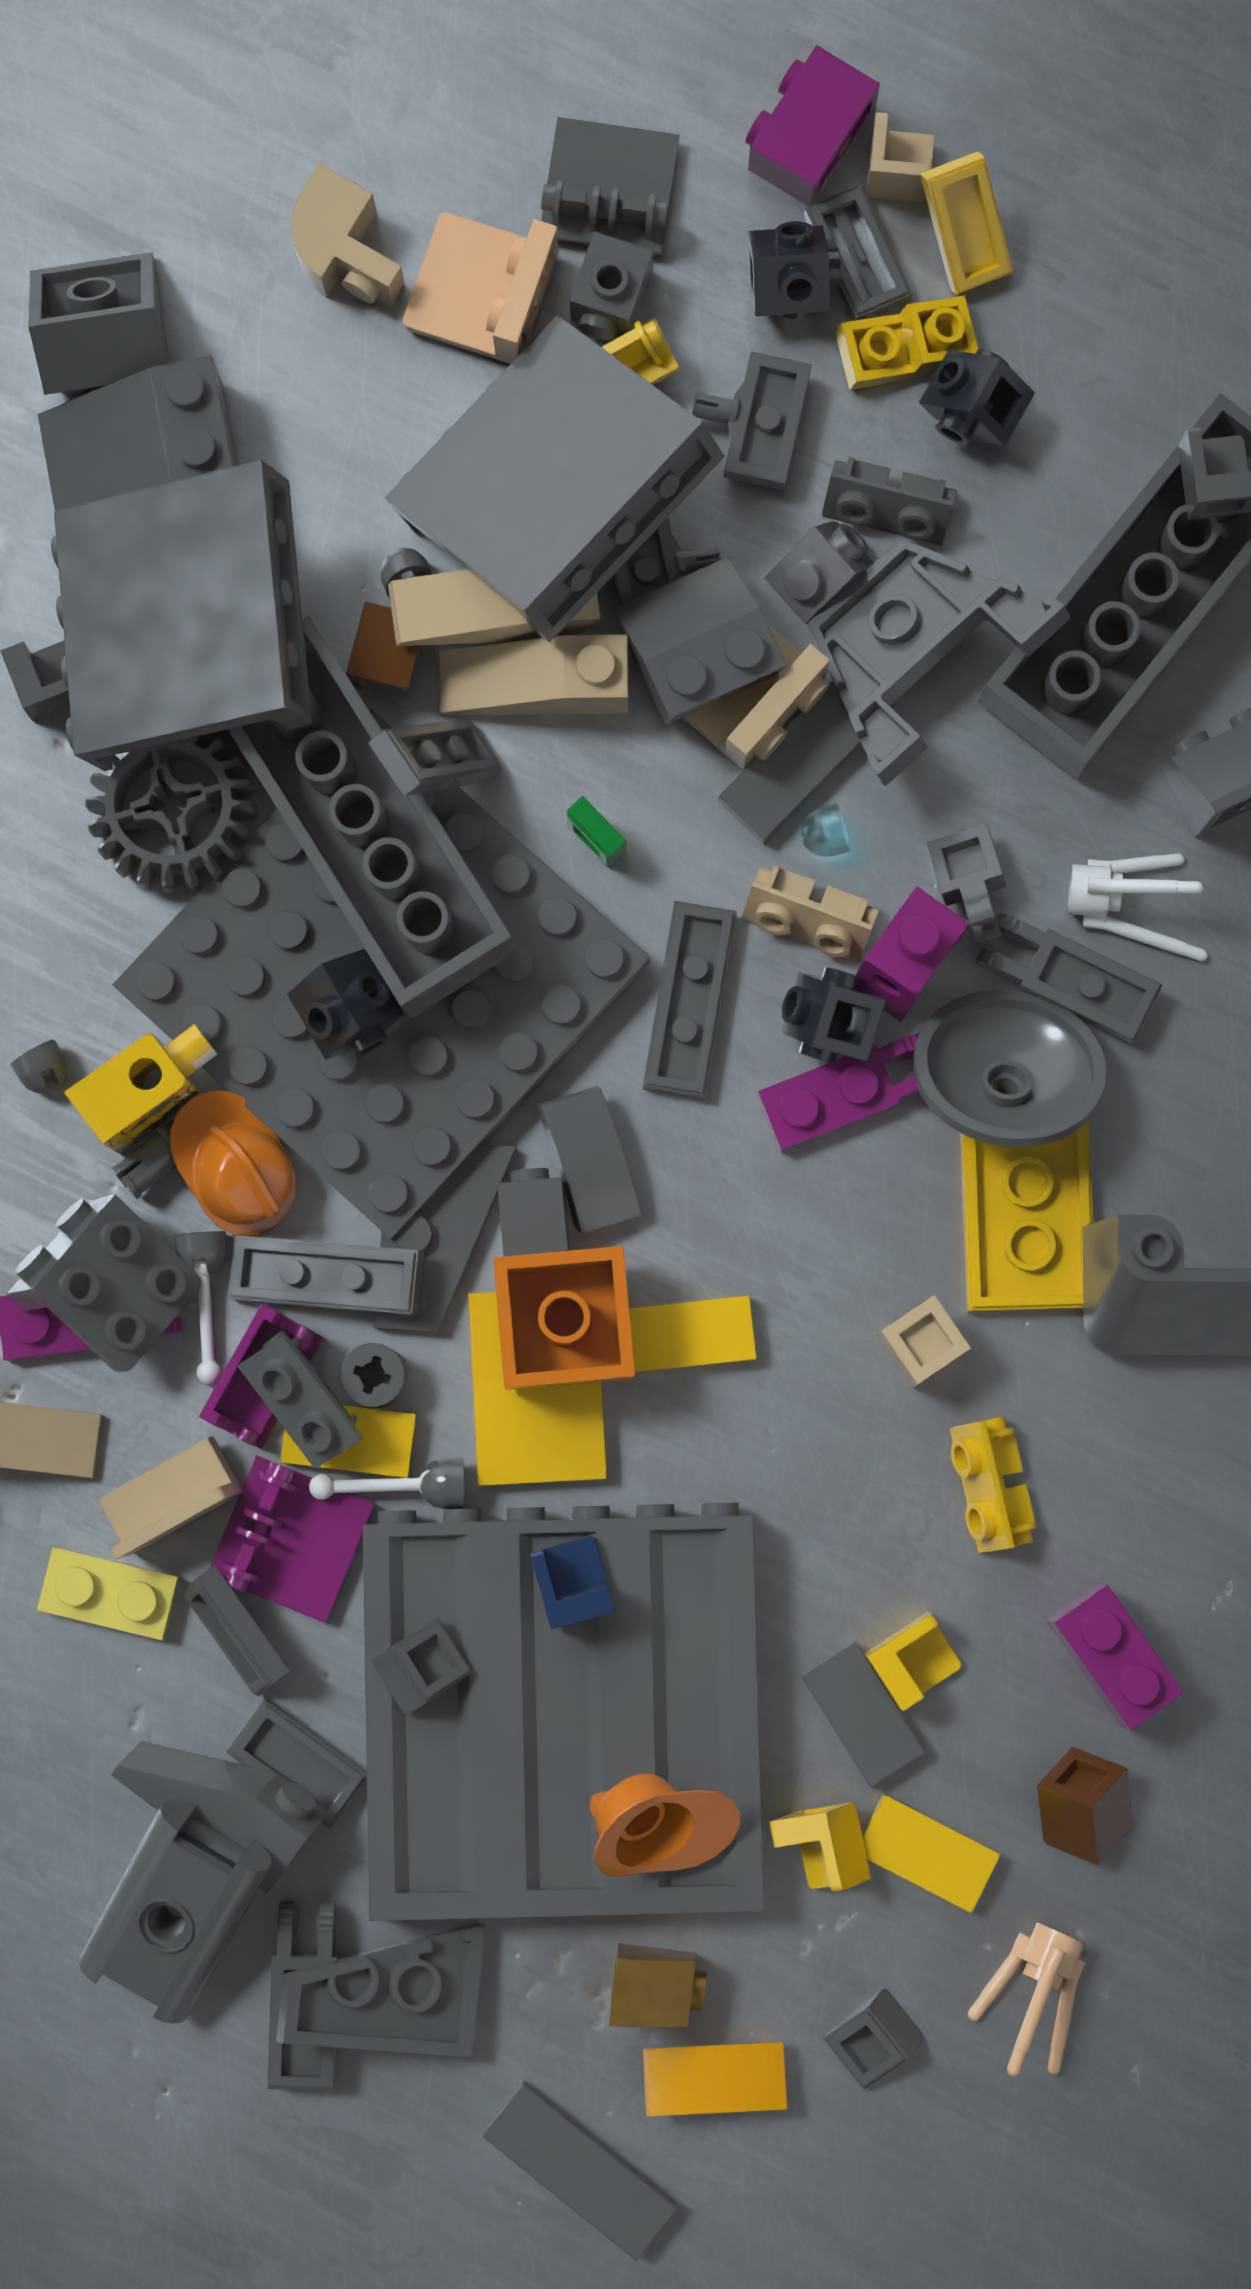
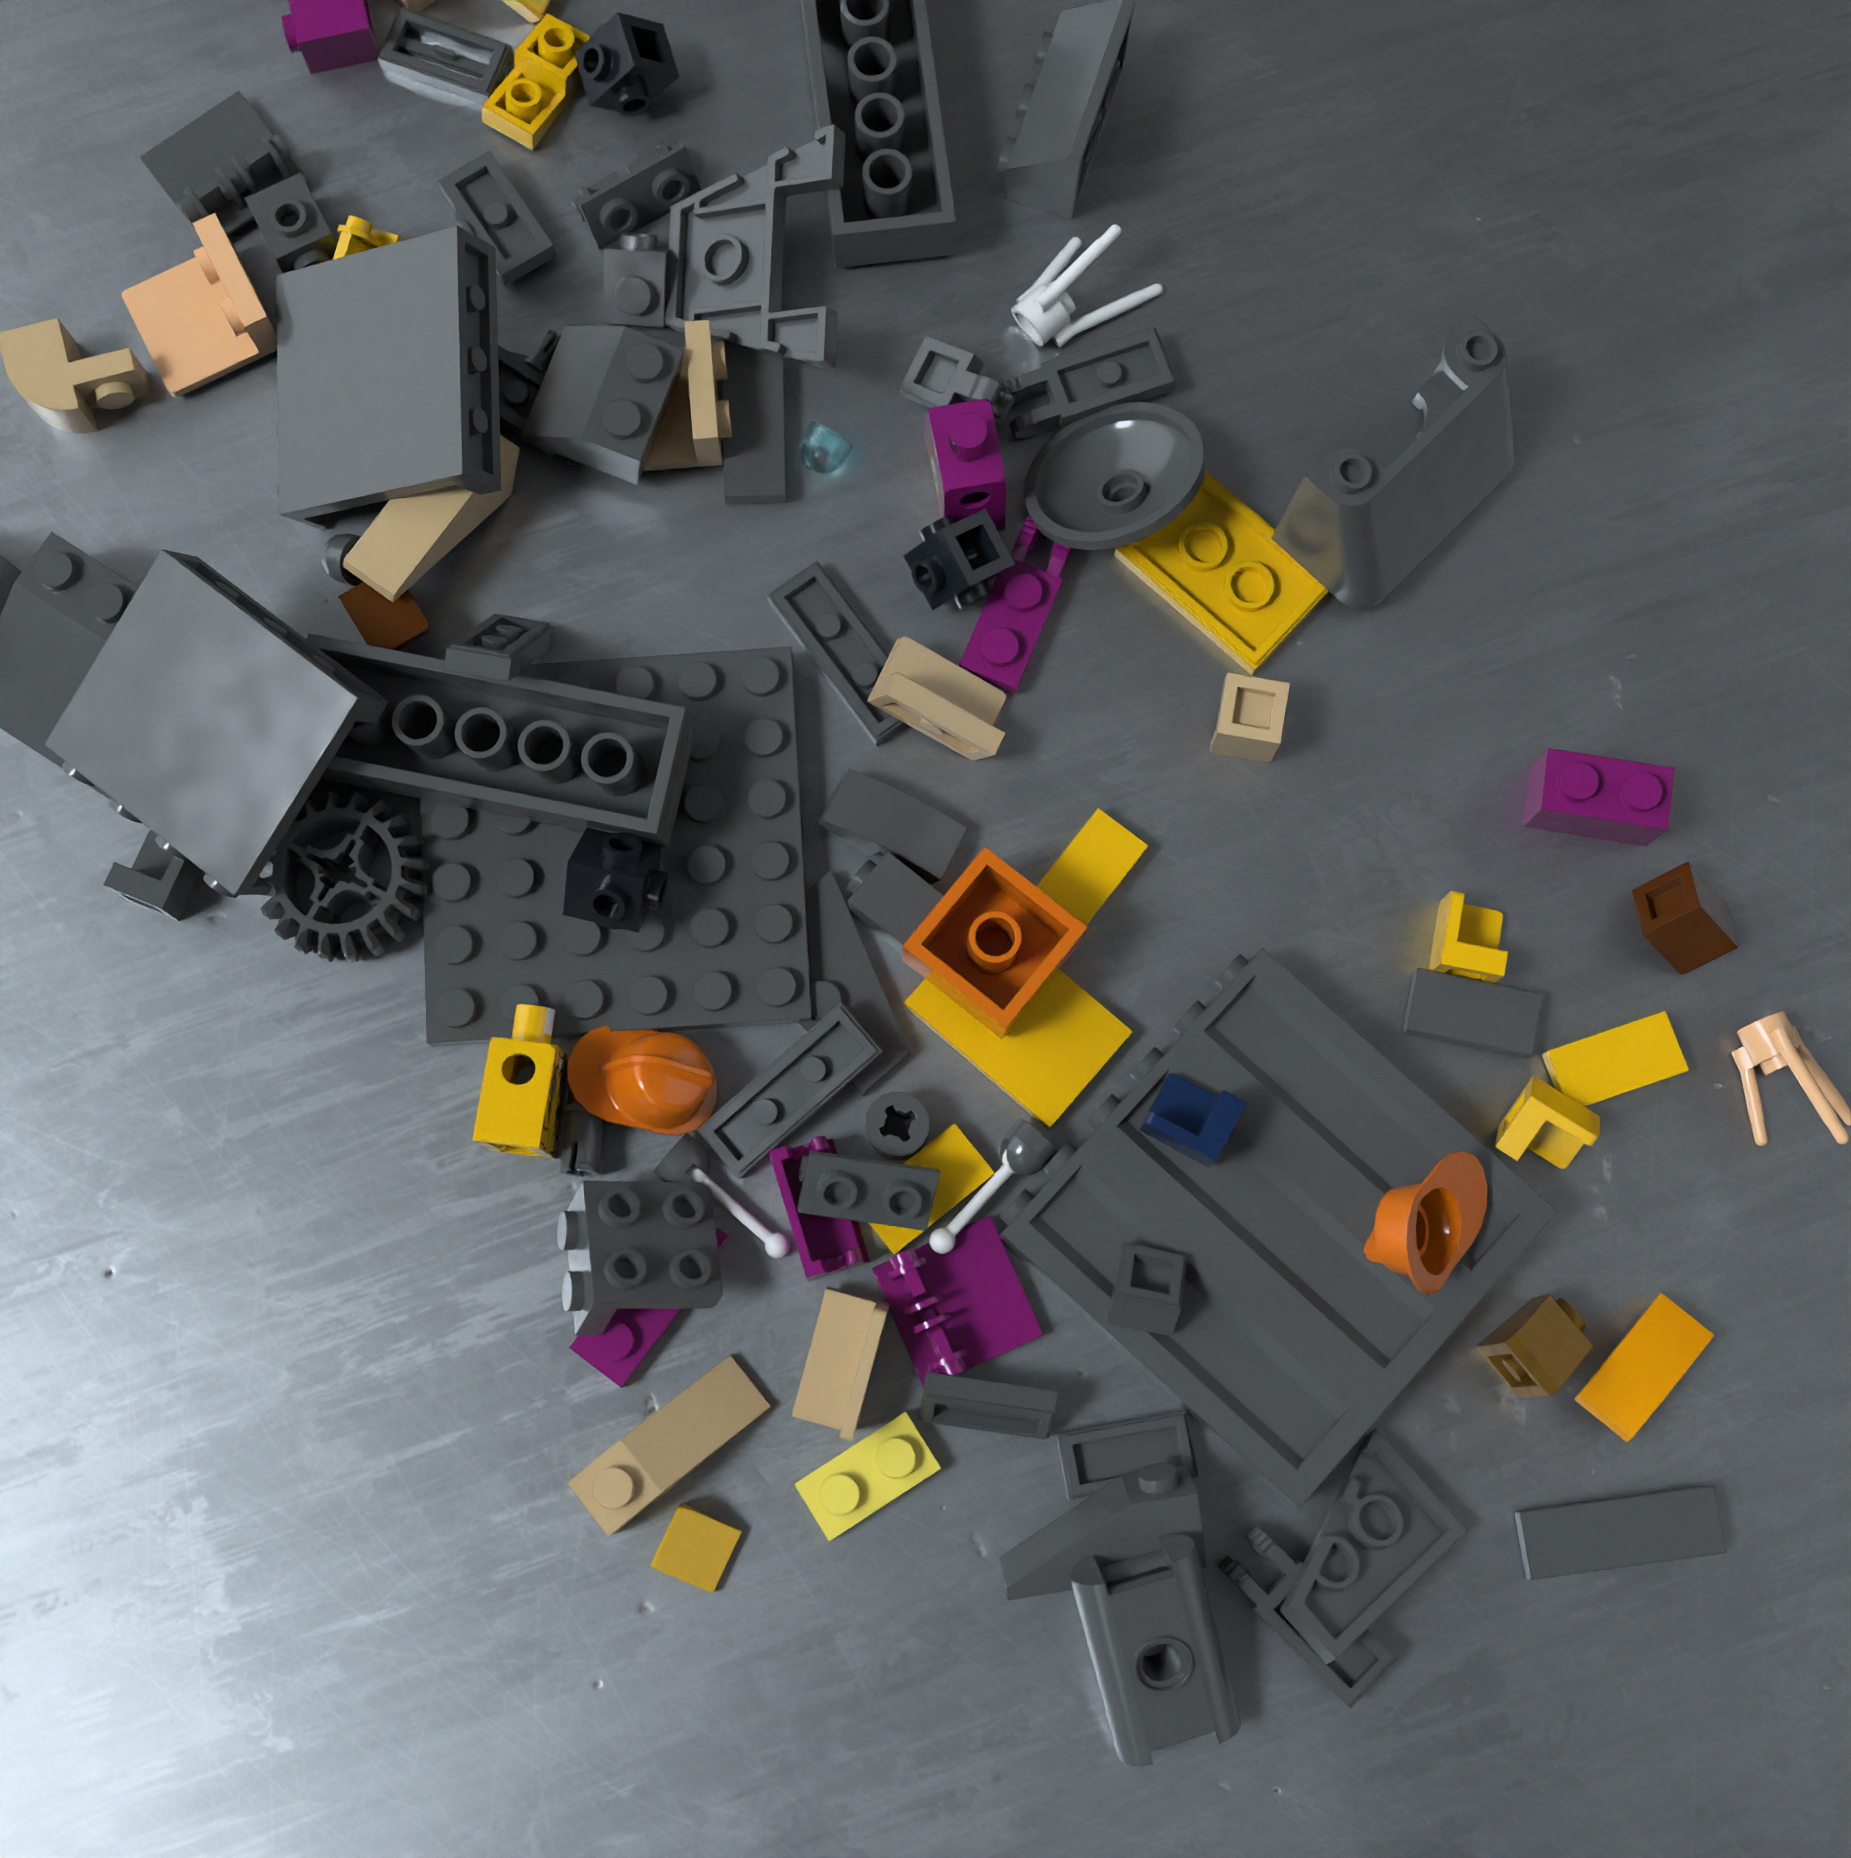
camera: 50 degrees left, 5 degrees down
(40, 1063) = (430, 1152): dark grey hinge -> none
(536, 677) = (515, 535): tan slope -> none
(595, 832) = (664, 600): green tile -> none
(717, 1102) = (940, 699): none -> tan panel
(782, 907) = (892, 505): tan hinge -> none
(792, 270) = (411, 101): black brick -> none
(875, 2038) = (1716, 1226): dark grey slope -> none
(994, 1514) = (1414, 785): yellow hinge -> none

